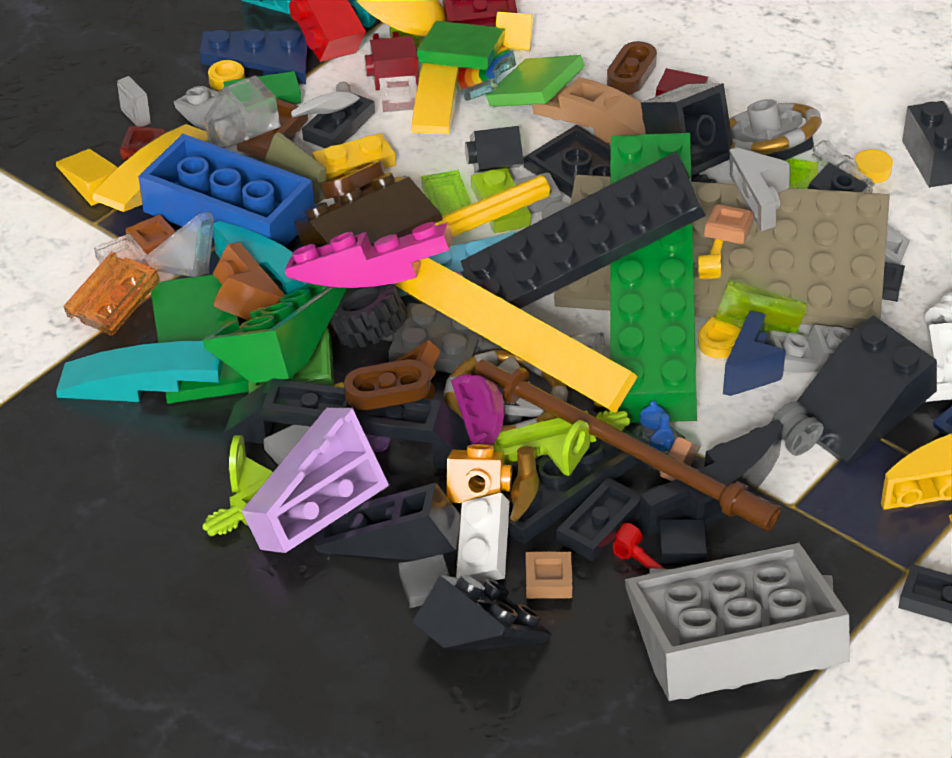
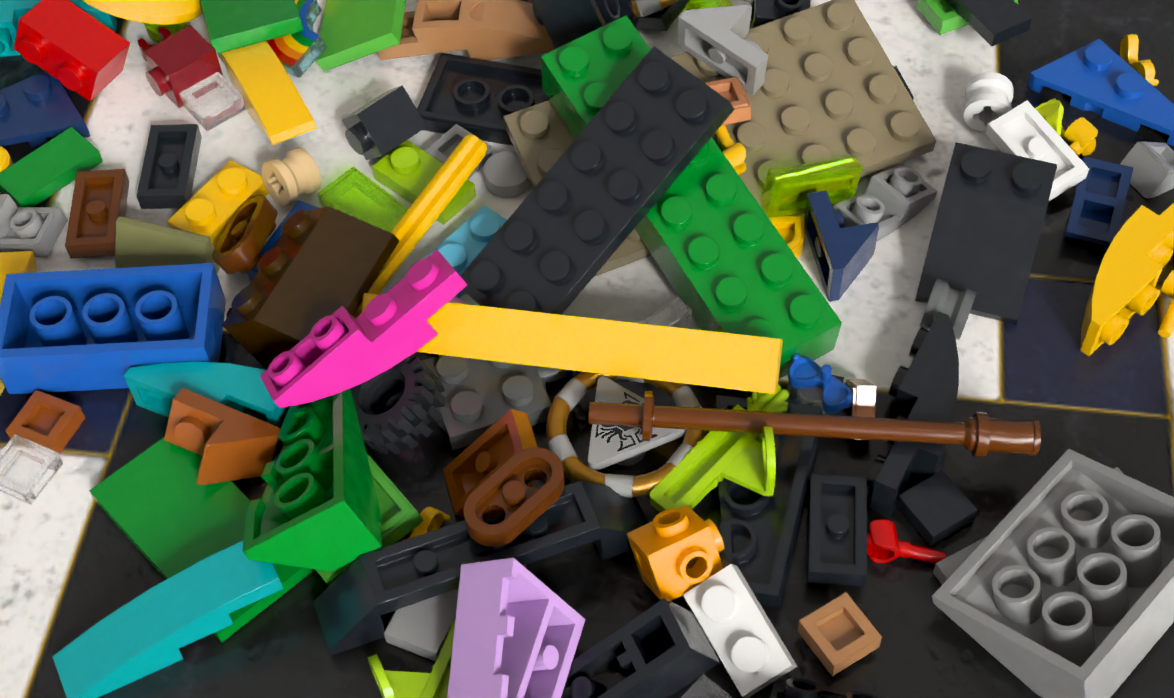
camera: 30 degrees left, 10 degrees up
(112, 293) = (52, 530): clear orange plate -> none
(186, 250) = (107, 431): clear slope -> none
(241, 113) = (57, 211): clear slope -> none
(328, 102) = (152, 150): light grey bar -> none
(410, 157) = (291, 176): none -> tan wheel
(480, 407) = (629, 465): magenta plate -> none
(526, 482) = (739, 536): pearl gold bar -> none

